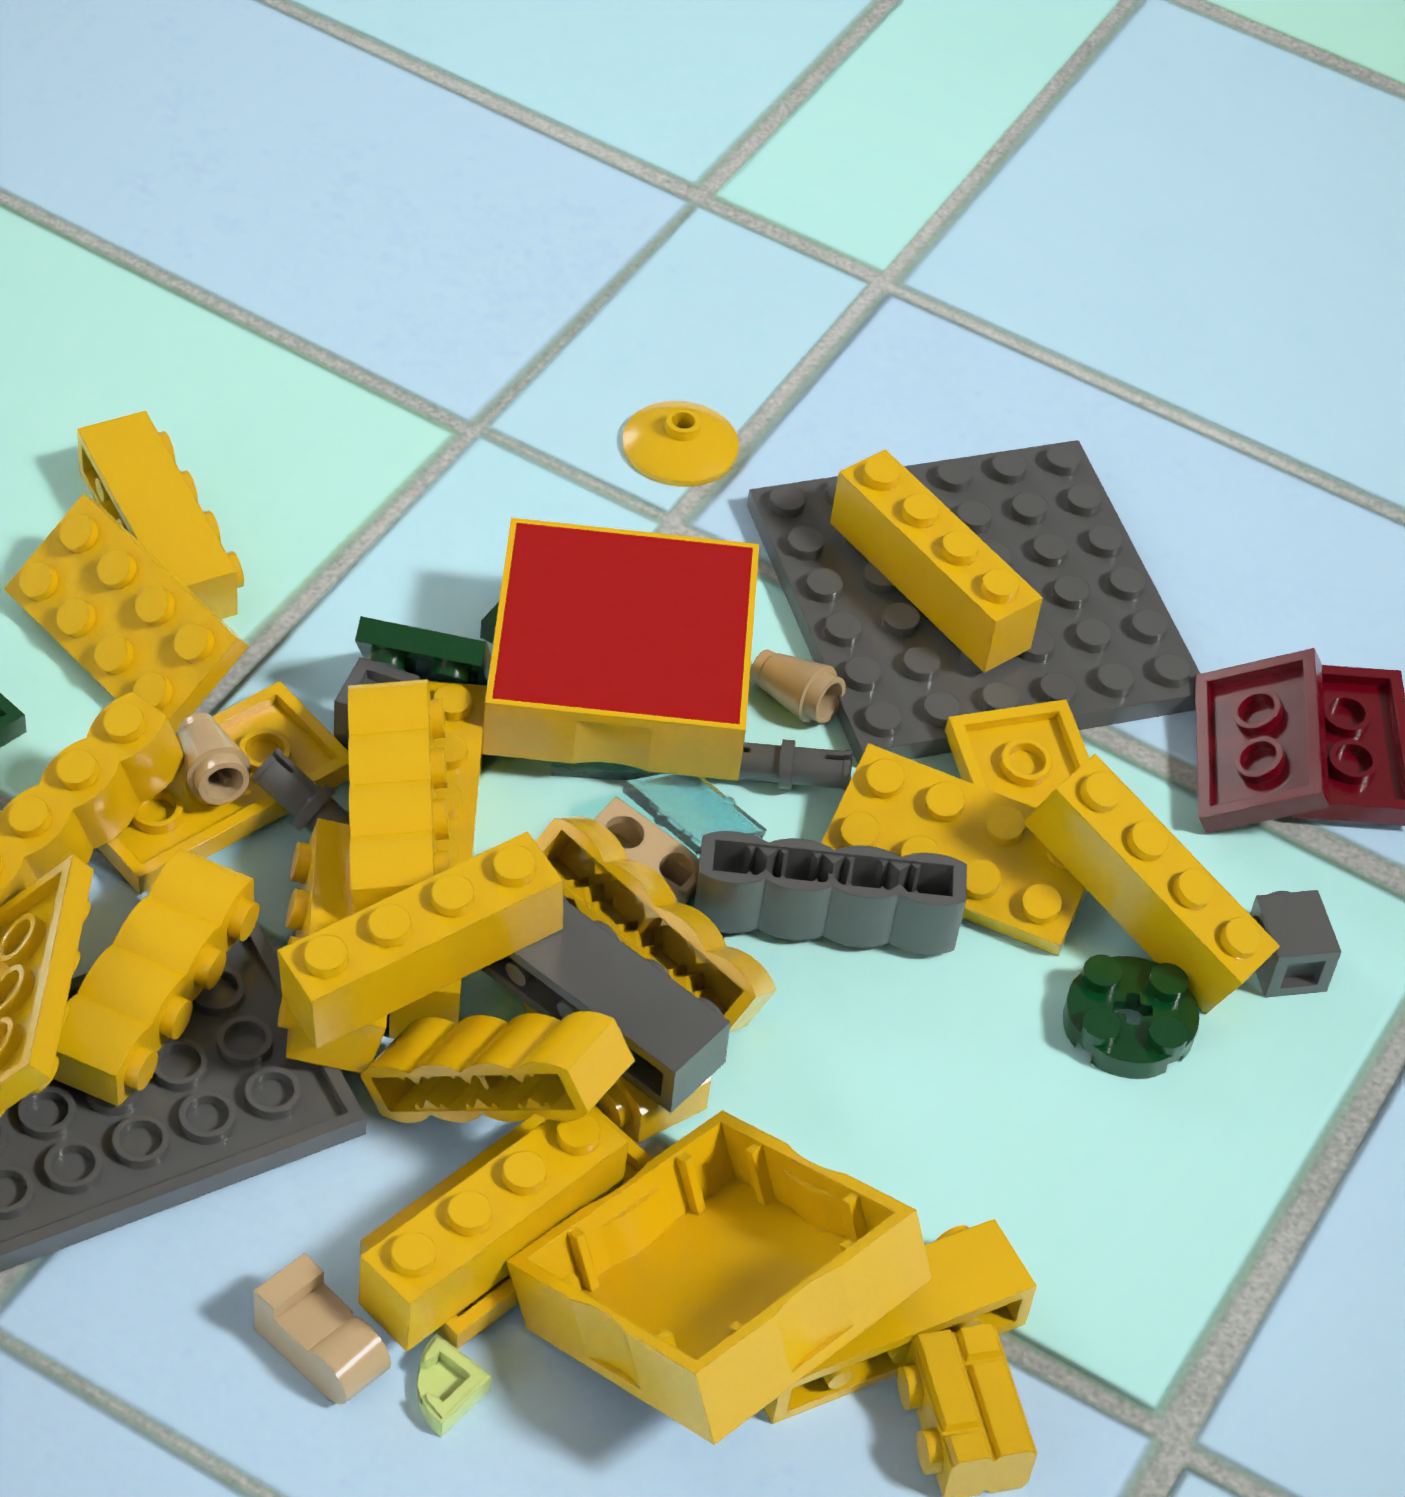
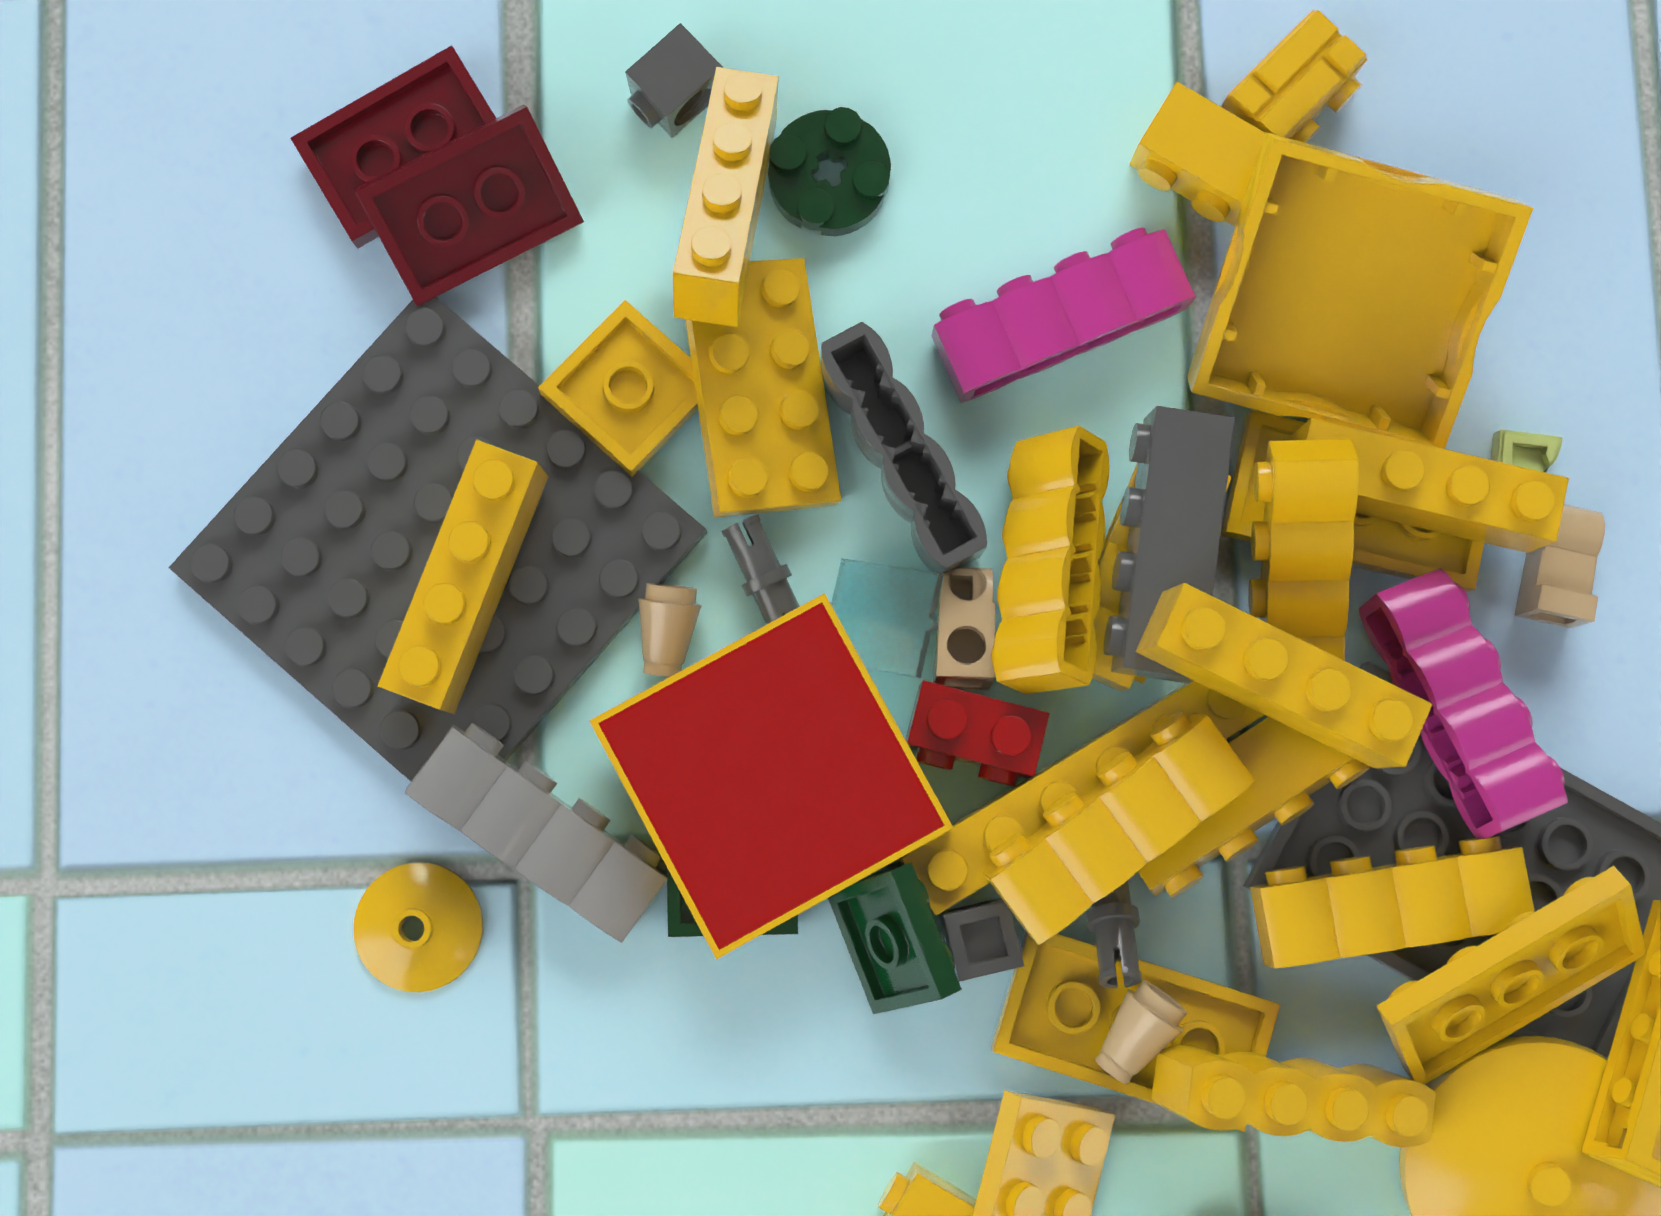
camera: 120 degrees left, 35 degrees up
(273, 1131) = (1475, 724): none -> dark pink brick
(554, 787) = (977, 731): none -> red brick
(718, 496) = (538, 833): none -> light grey brick
(872, 1077) = (1062, 314): none -> dark pink brick

